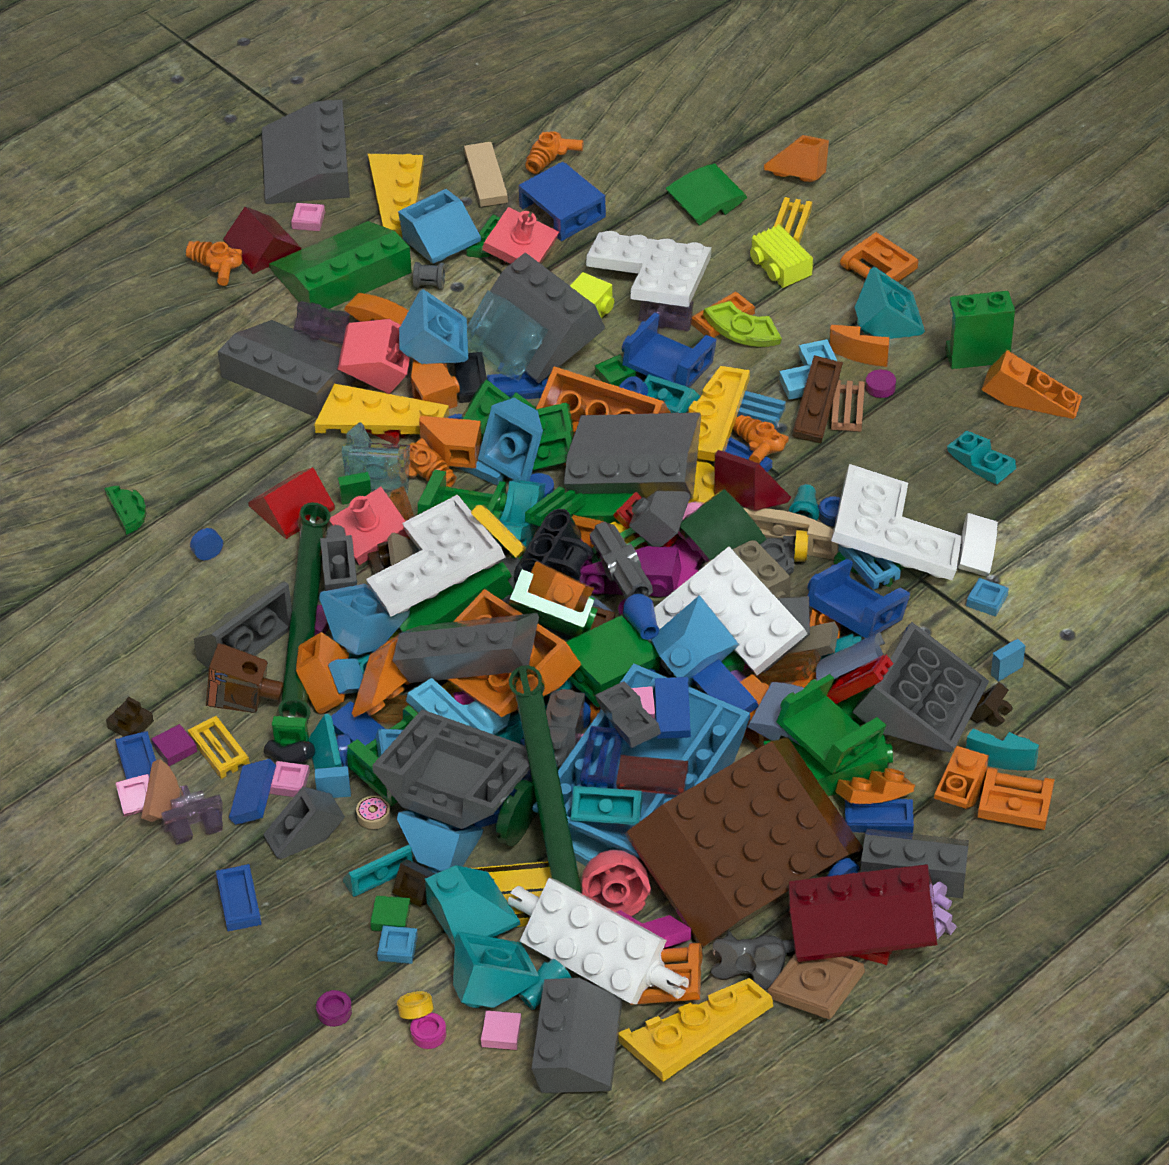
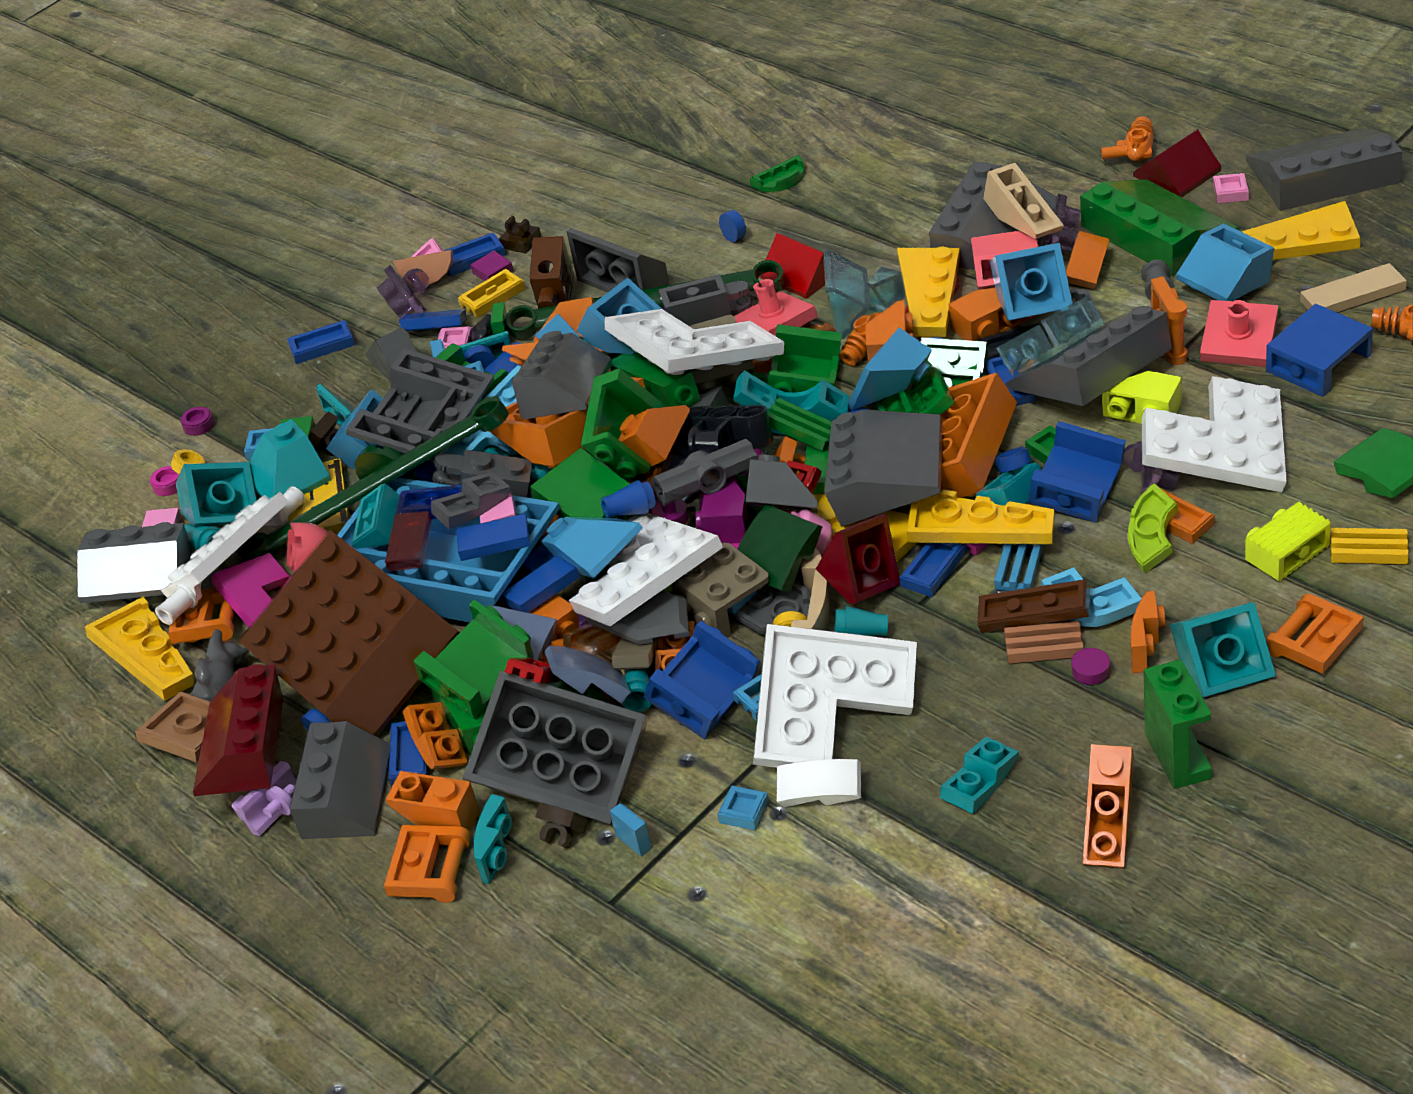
camera: 90 degrees right, 5 degrees down
(317, 322) = (1019, 203): none -> tan slope
(353, 486) = (819, 295): green tile -> none
(495, 259) = (1166, 299): none -> orange plate
(498, 530) = (732, 346): yellow tile -> none
(760, 436) = (960, 572): orange piece -> none

